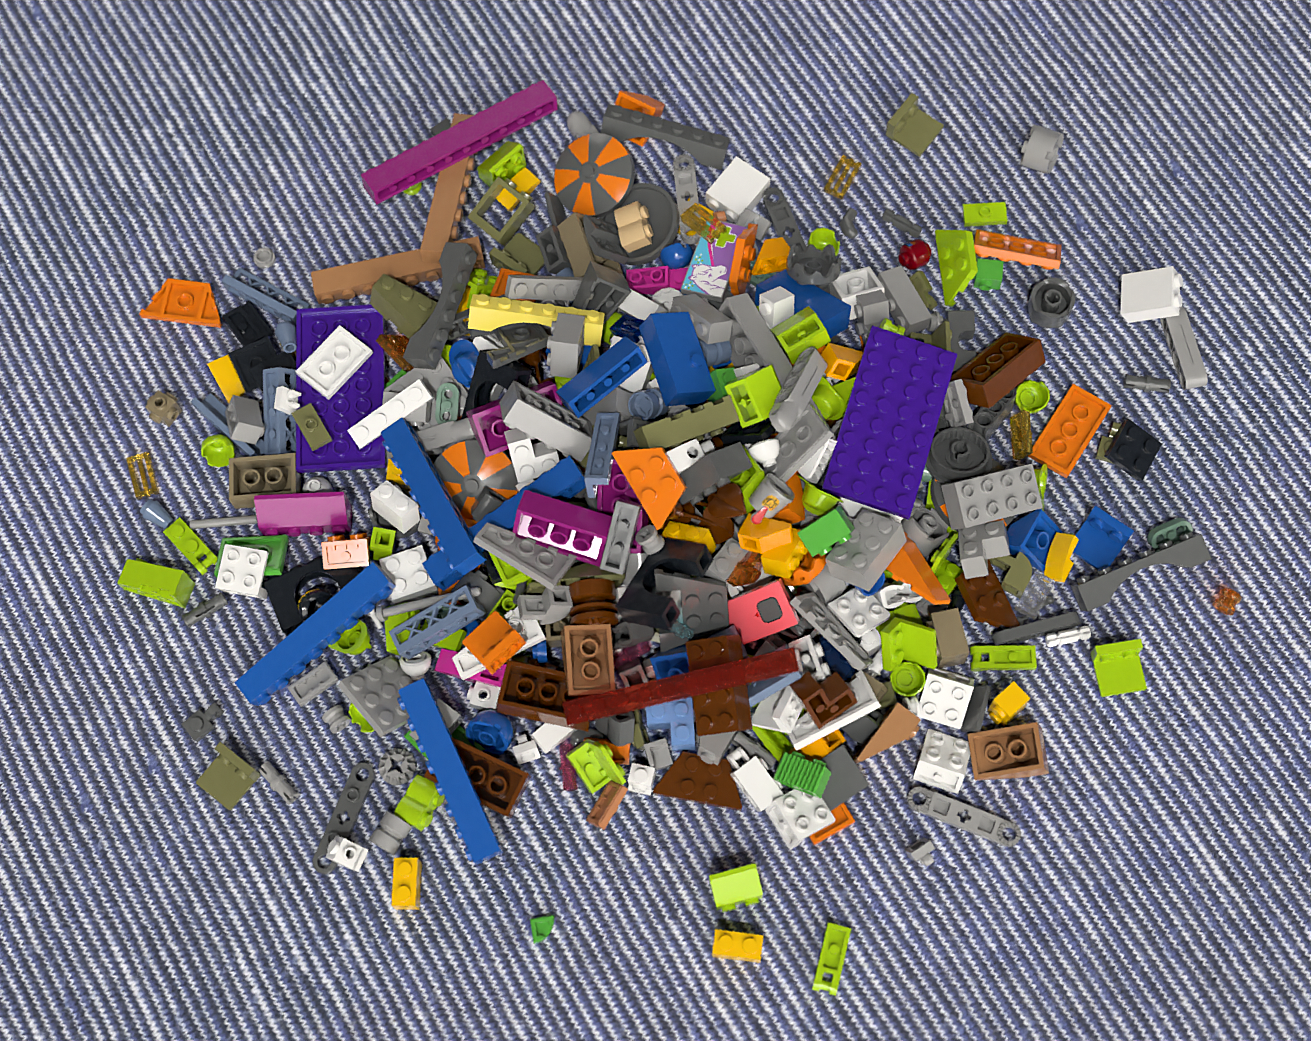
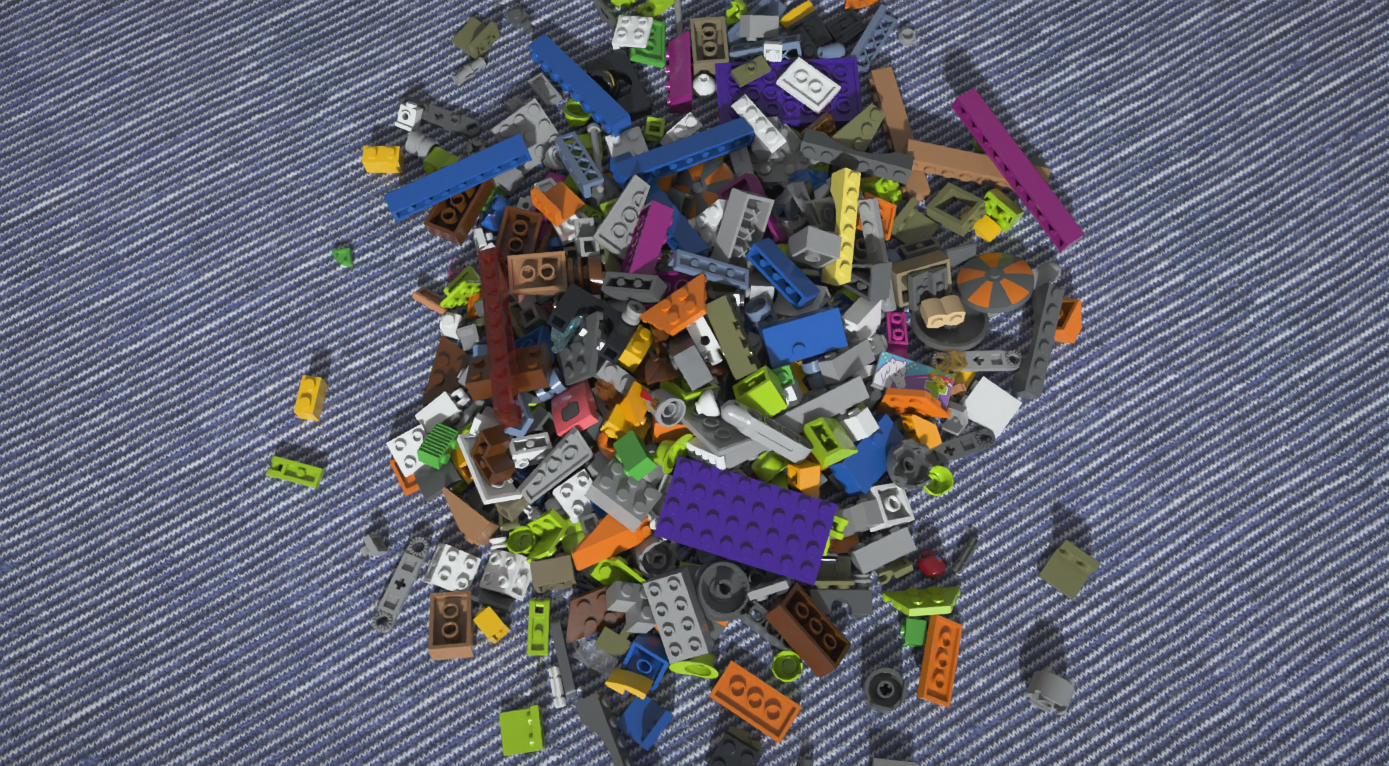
camera: 85 degrees right, 0 degrees up
(346, 552) = (647, 101): bracket -> none
(447, 405) = (771, 169): sand green plate -> none
(676, 256) = (917, 349): blue hair -> none
(736, 888) = (356, 396): slope -> none
(847, 225) = (960, 504): dark grey arm -> none
(849, 163) = (1028, 503): clear yellow tile -> none
(984, 214) = (979, 634): lime plate -> none
(1021, 435) = (749, 655): clear yellow plate -> none

